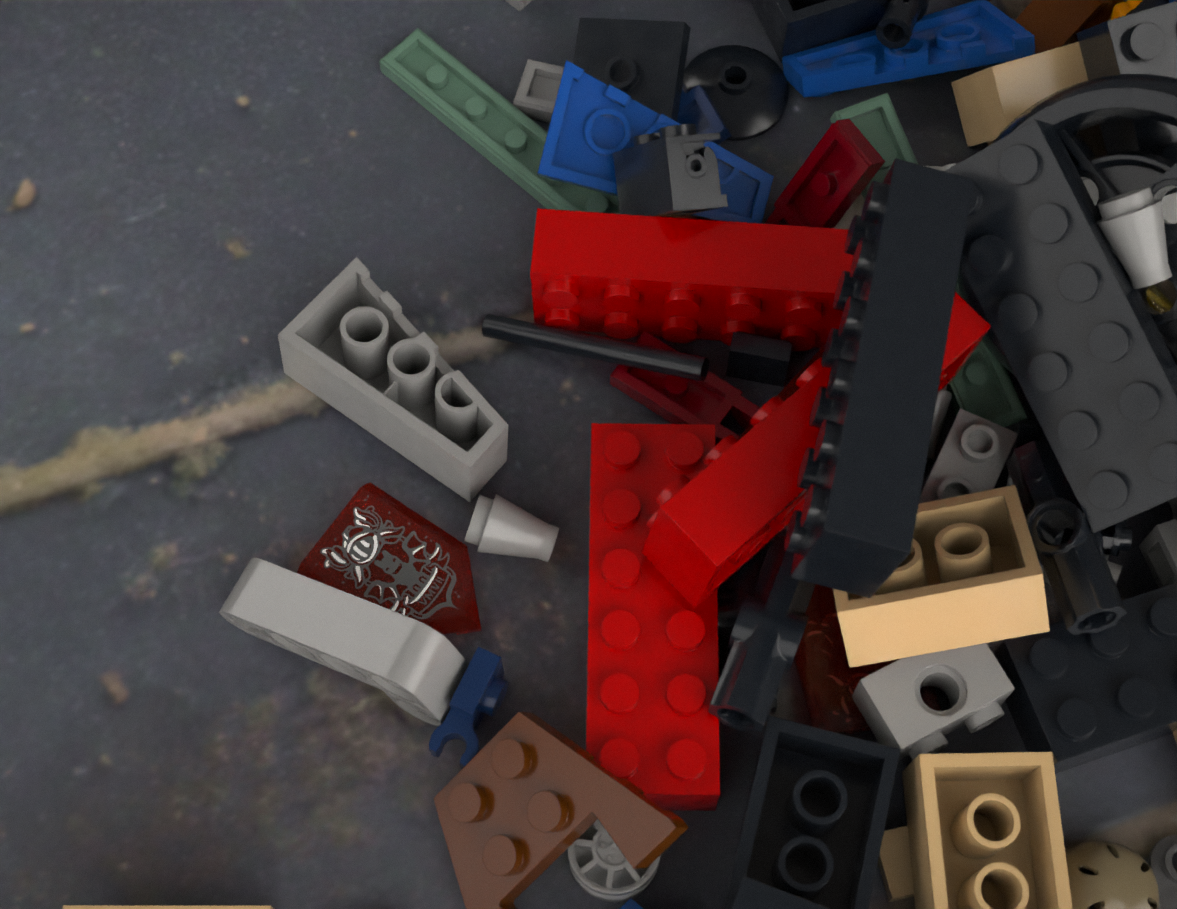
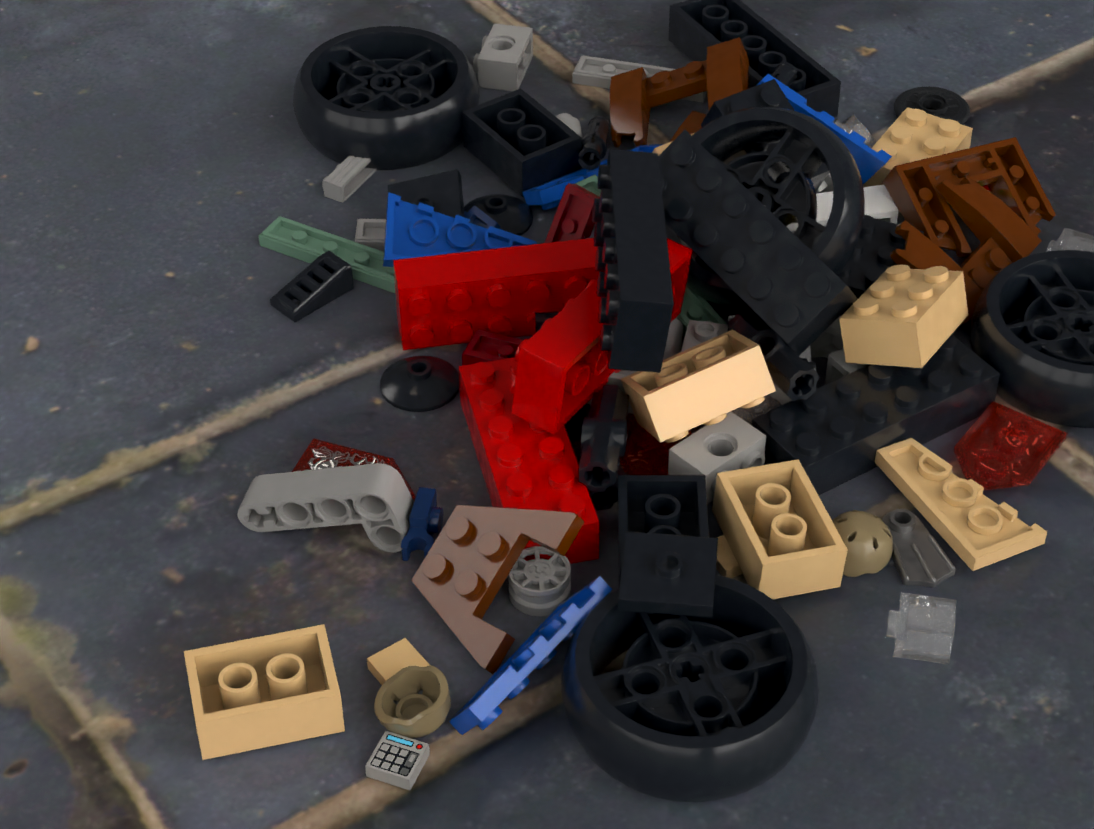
camera: 15 degrees left, 25 degrees down
(392, 382) = (322, 379): light grey wedge -> none
(437, 159) = (324, 279): none -> black slope
(509, 530) = (419, 441): light grey cone -> none
(548, 424) = (420, 383): none -> black dish
(596, 347) = (447, 340): black bar -> none
(669, 174) = (473, 227): black hinge -> none
(1137, 235) = (762, 181): light grey cone -> none

